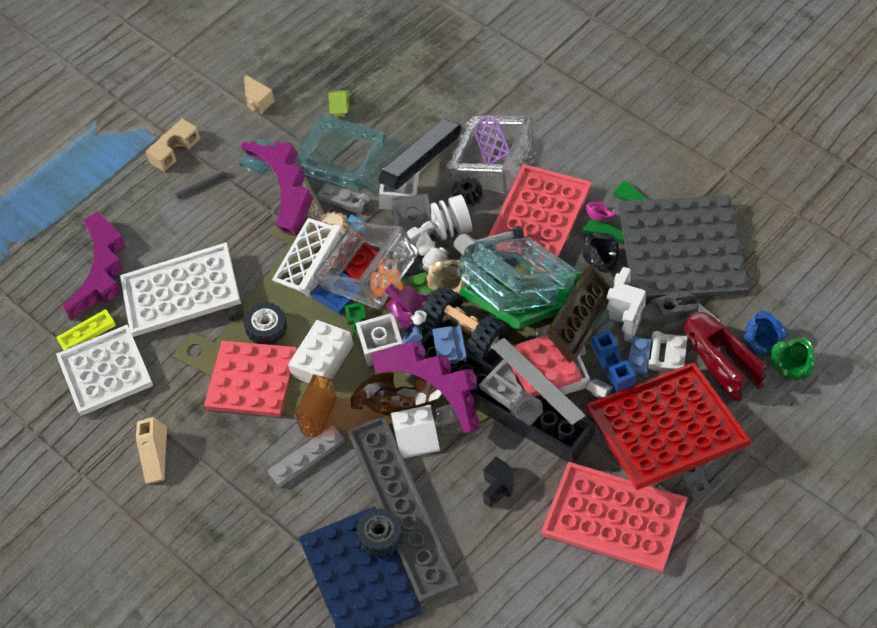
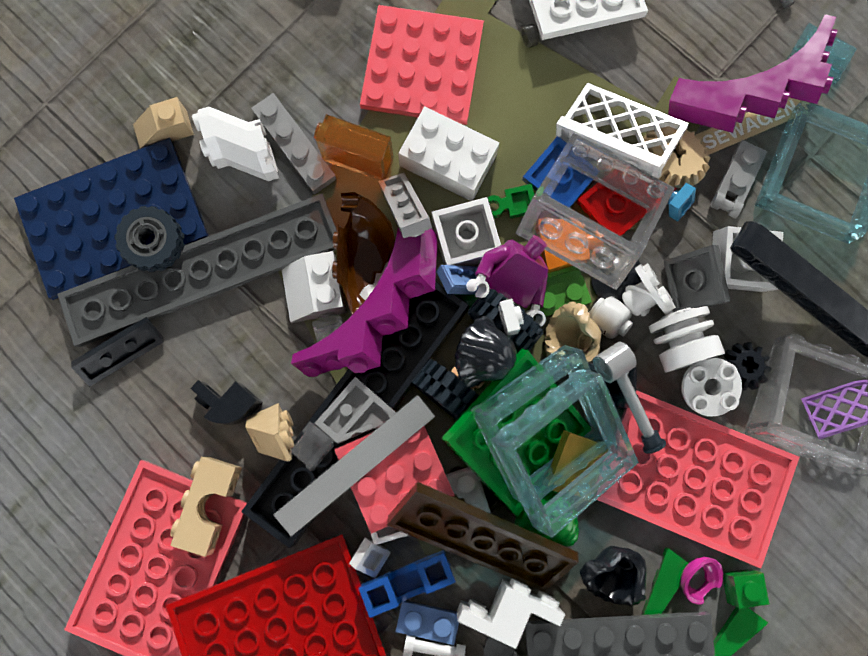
camera: 85 degrees right, 25 degrees up
(259, 331) = (510, 60): black wheel -> none
(288, 542) = (163, 121): none -> tan slope
(308, 482) = (235, 143): none -> white brick
(360, 367) = (405, 206): none -> light grey plate
(440, 292) = (510, 317): none -> white plate
(450, 342) = (434, 333): medium blue plate -> none
(462, 556) = (117, 352): none -> black plate
(464, 303) = (484, 353): none -> black hair
(481, 204) = (712, 387): none -> white plate
(518, 441) = (272, 432): none -> tan slope
(585, 486) = (194, 530): none -> tan arch
(604, 189) = (745, 588): none -> green brick

